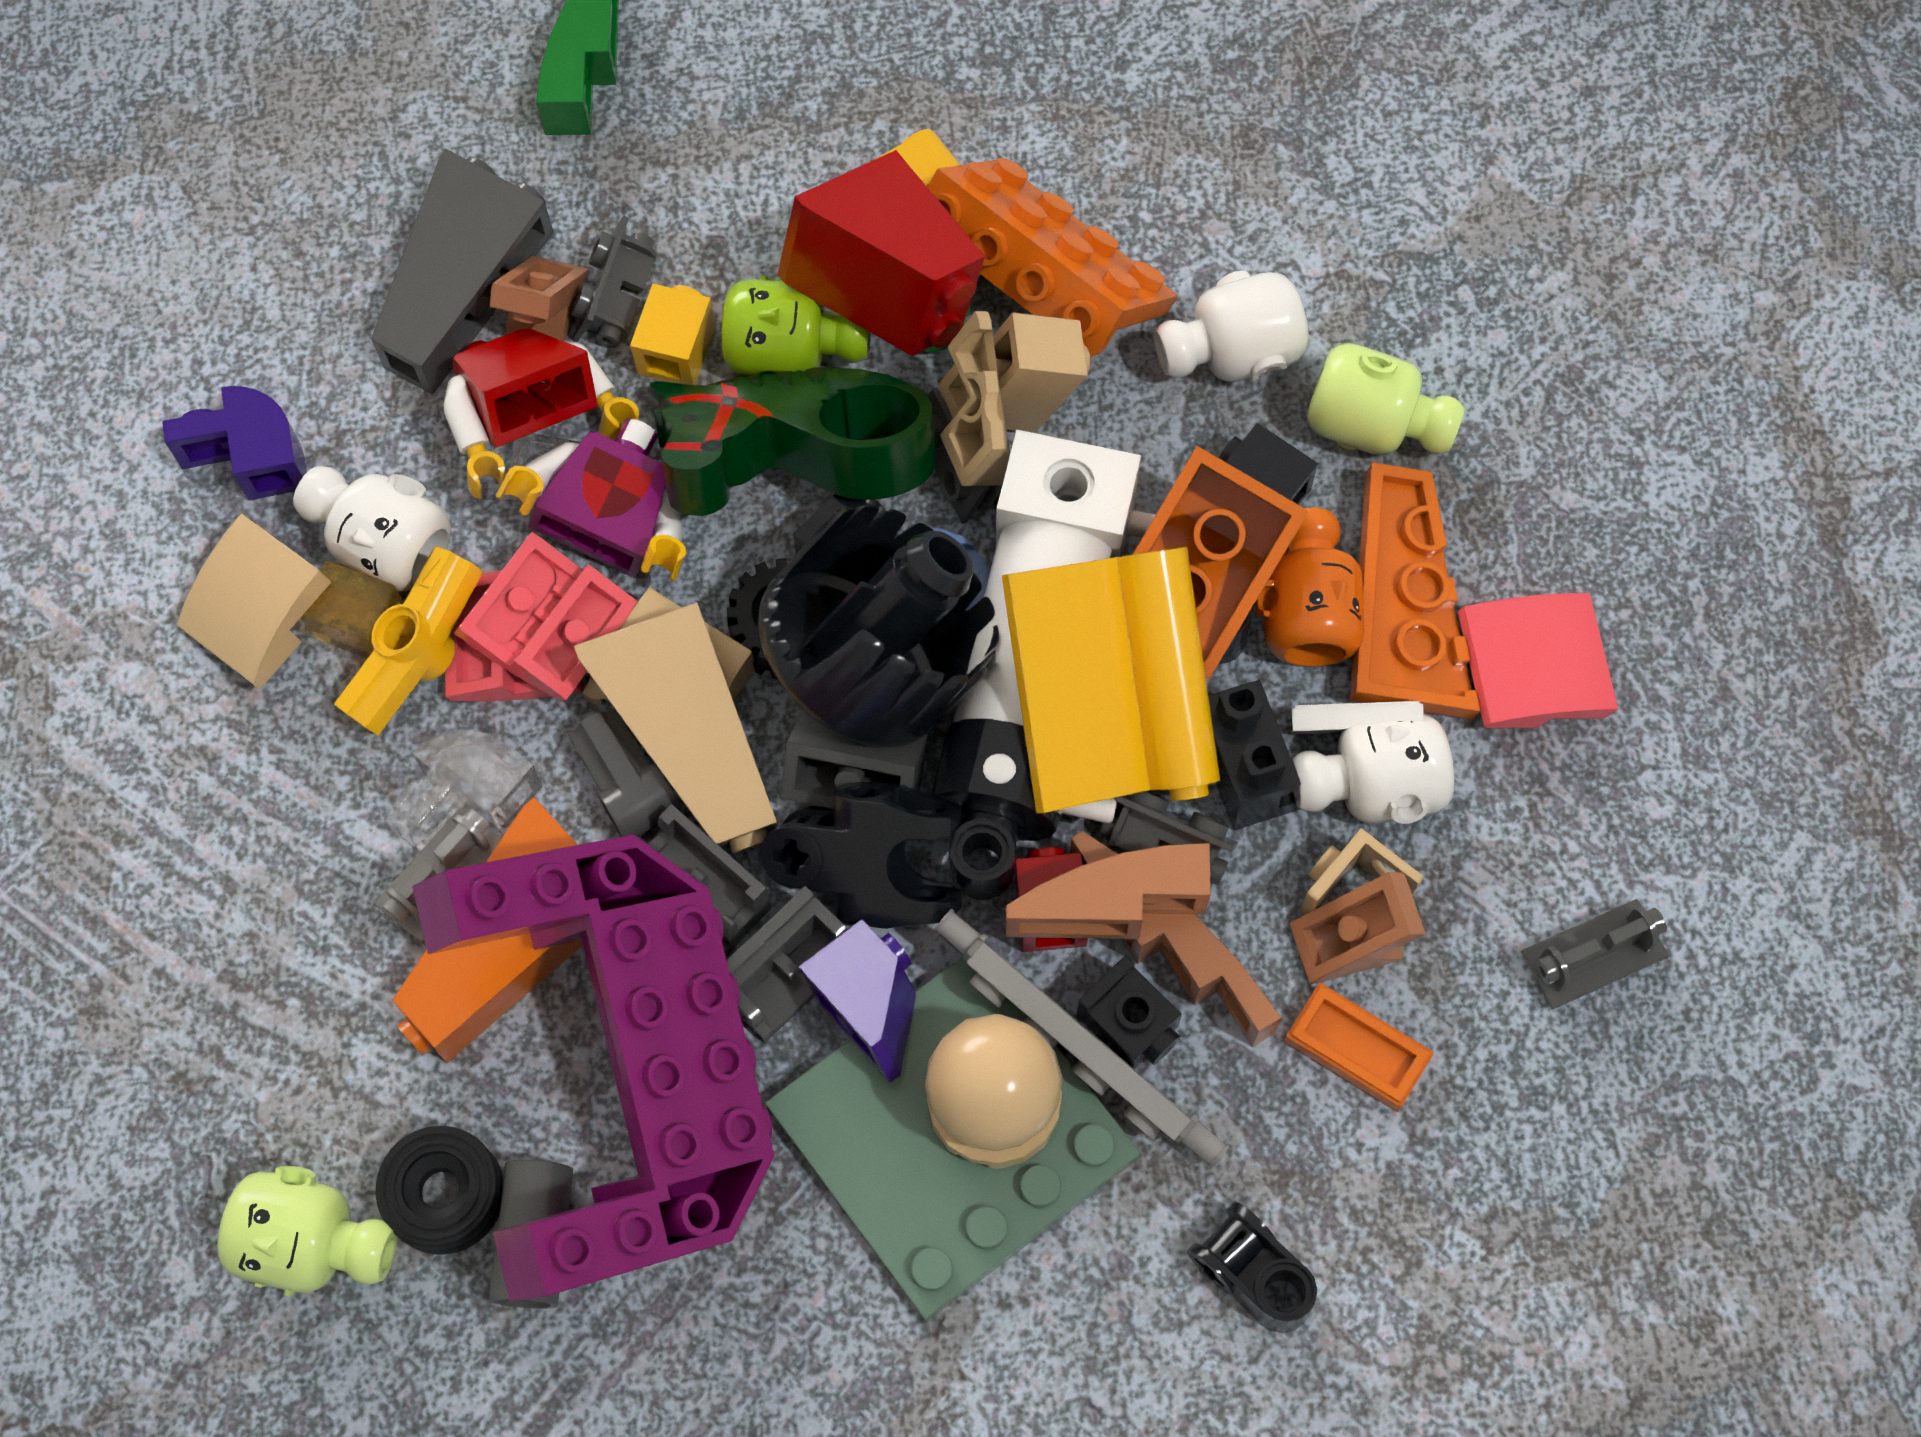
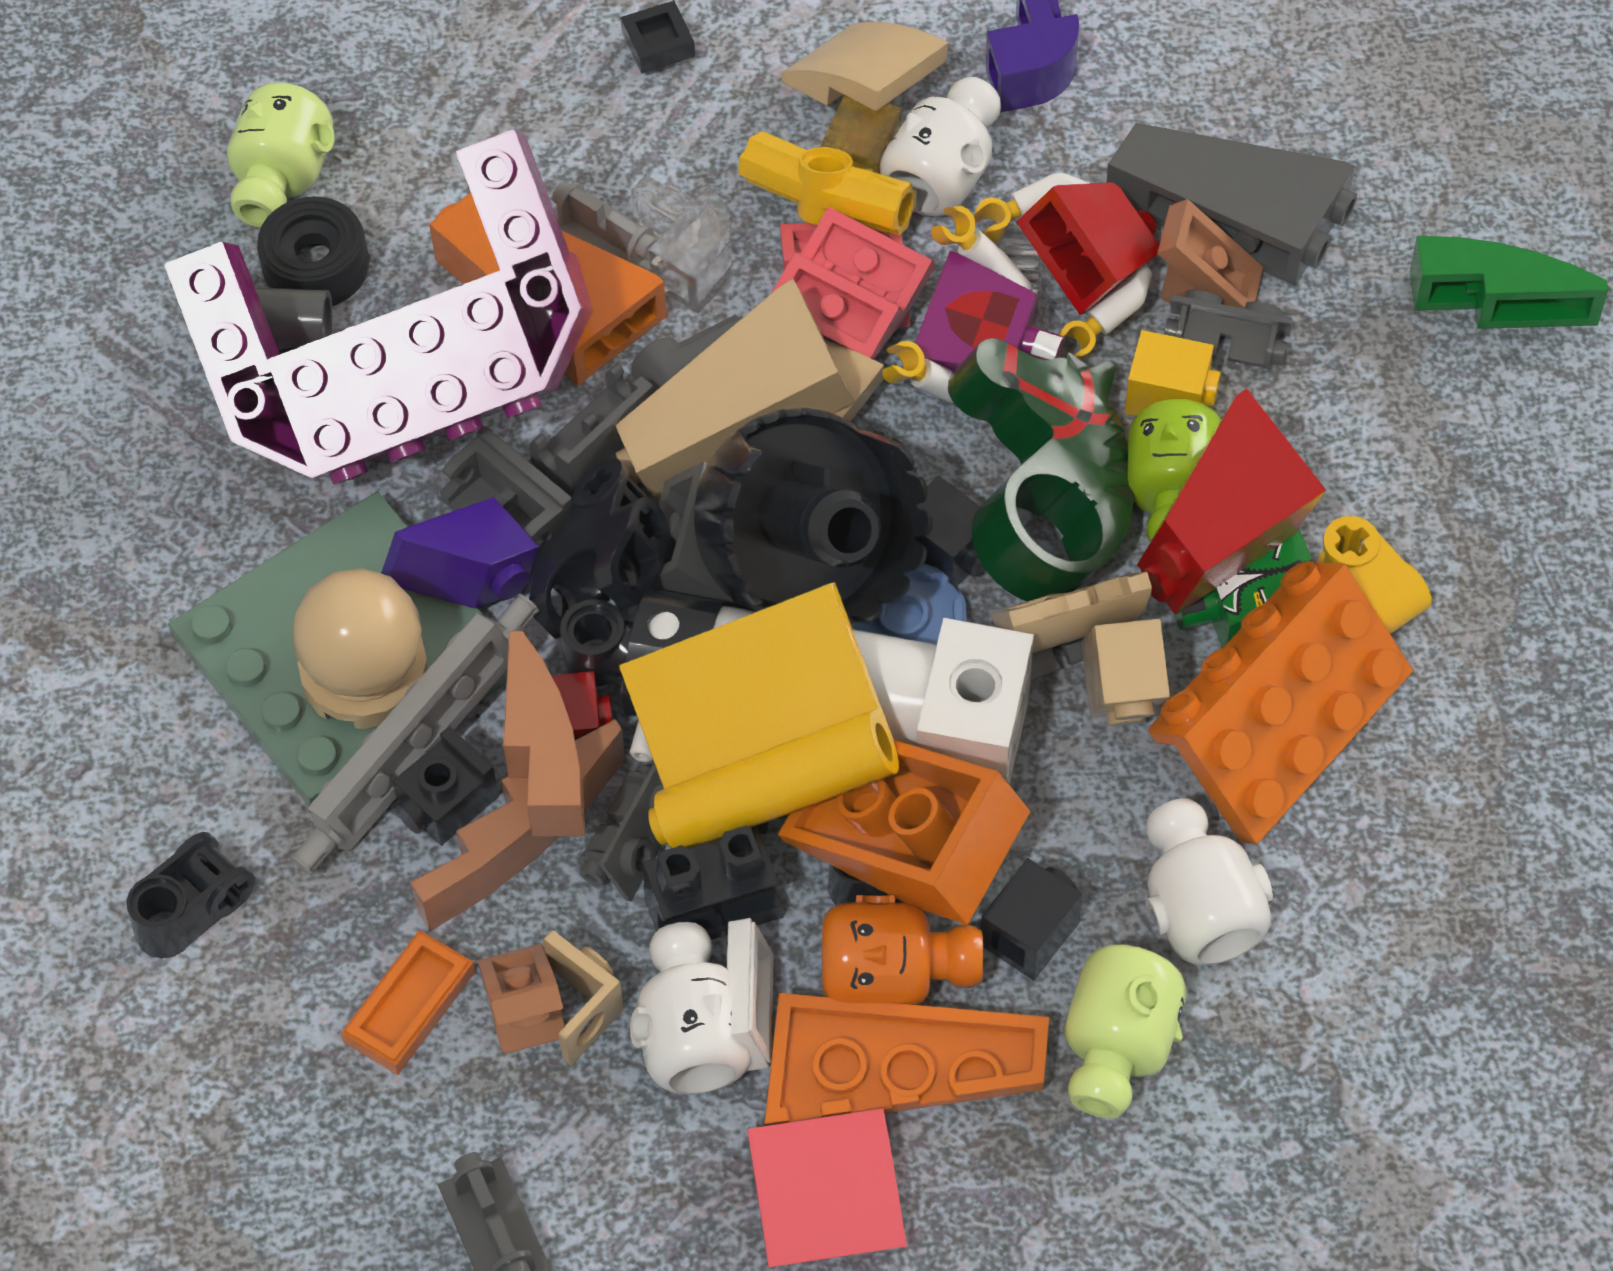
camera: 90 degrees right, 10 degrees down
(175, 822) = (657, 36): none -> black plate

